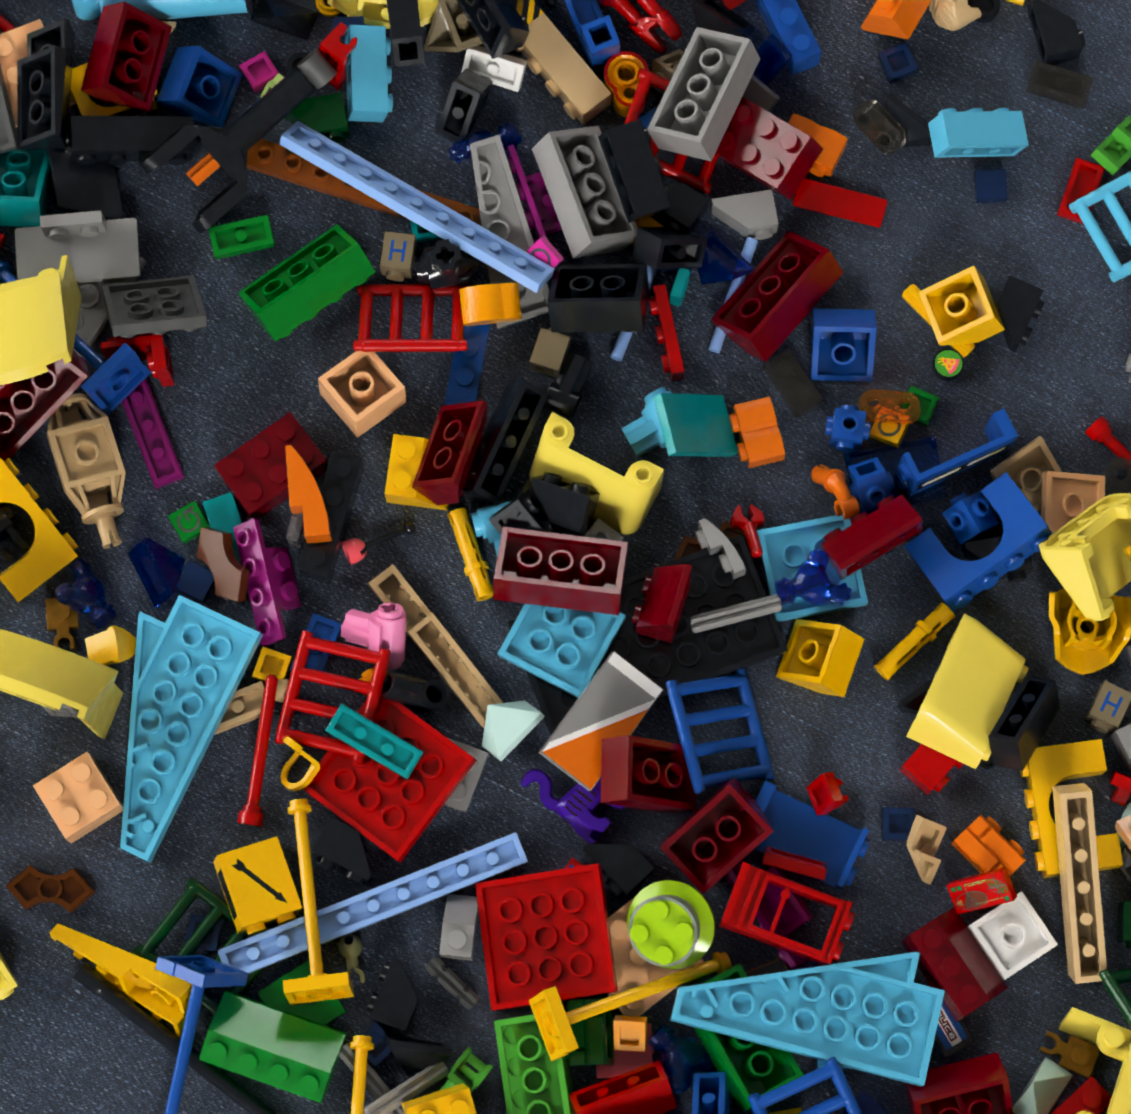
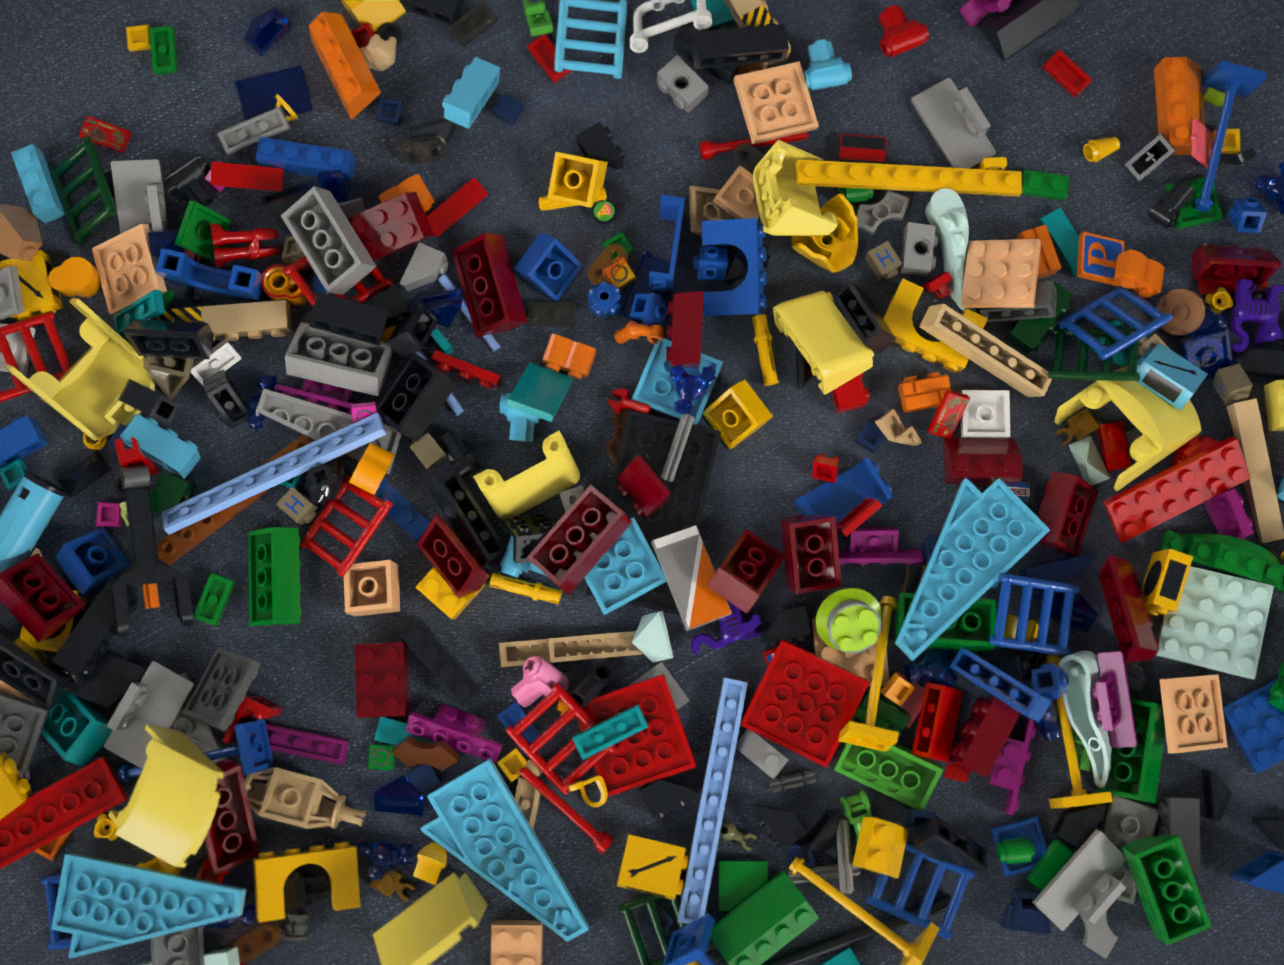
camera: 60 degrees left, 5 degrees up
(295, 530) = (433, 689): clear tile -> none
(306, 498) = (420, 672): orange slope -> none
(318, 985) = (741, 869): yellow tile -> none
(356, 549) = (473, 659): hinge -> none
(566, 503) = (536, 507): black slope -> none
(716, 541) = (621, 430): light grey slope -> none
(746, 901) = (866, 562): red door -> none
(747, 709) = (726, 525): blue bar -> none

